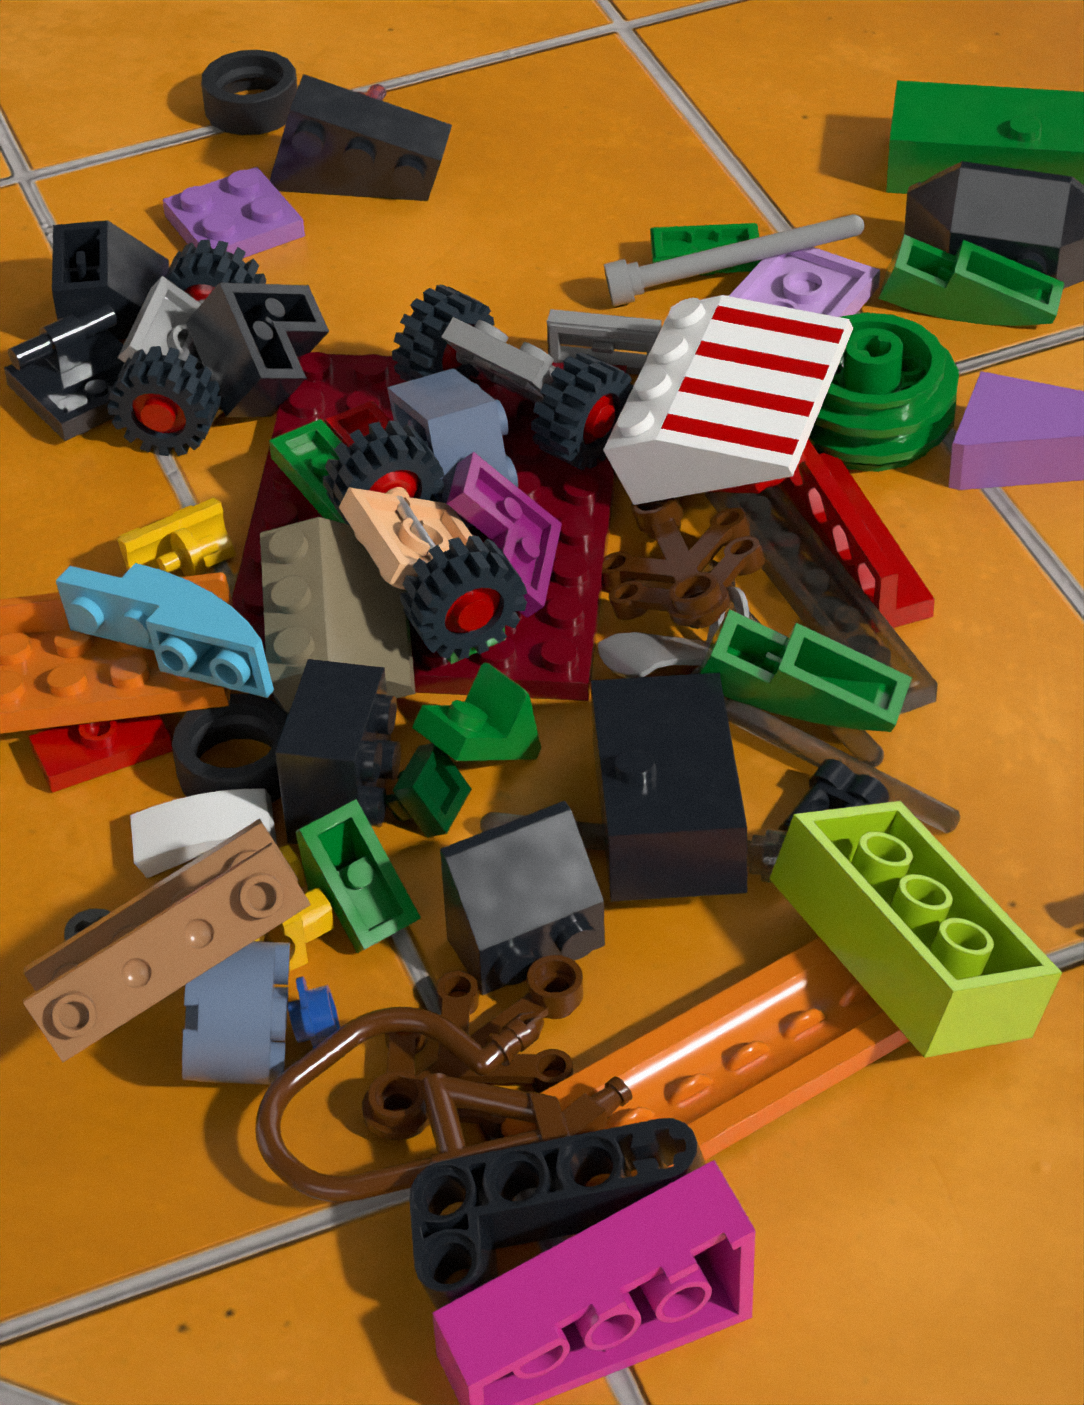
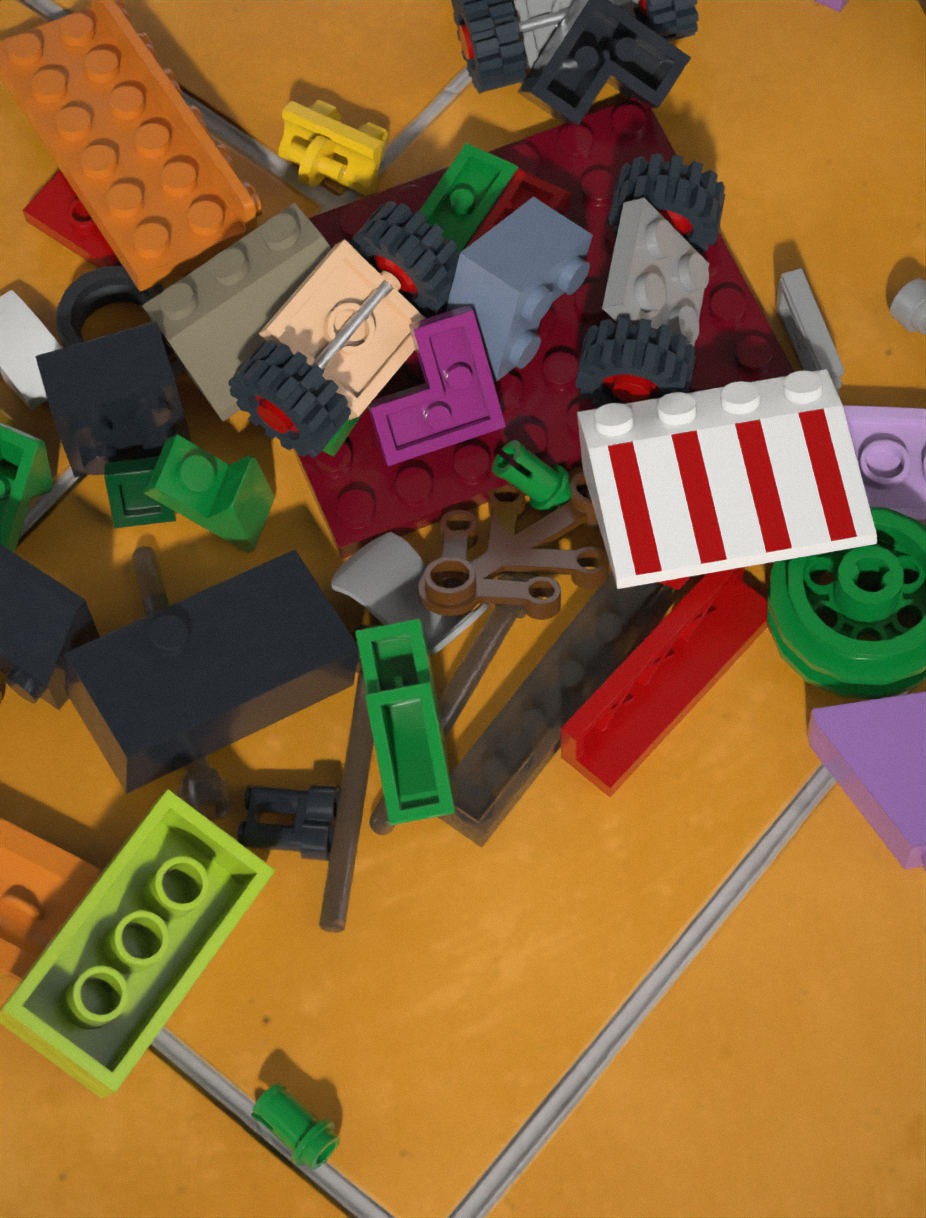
camera: 65 degrees right, 20 degrees up
(182, 622) = (155, 208): medium azure slope -> none
(615, 532) = (544, 484): none -> green pin

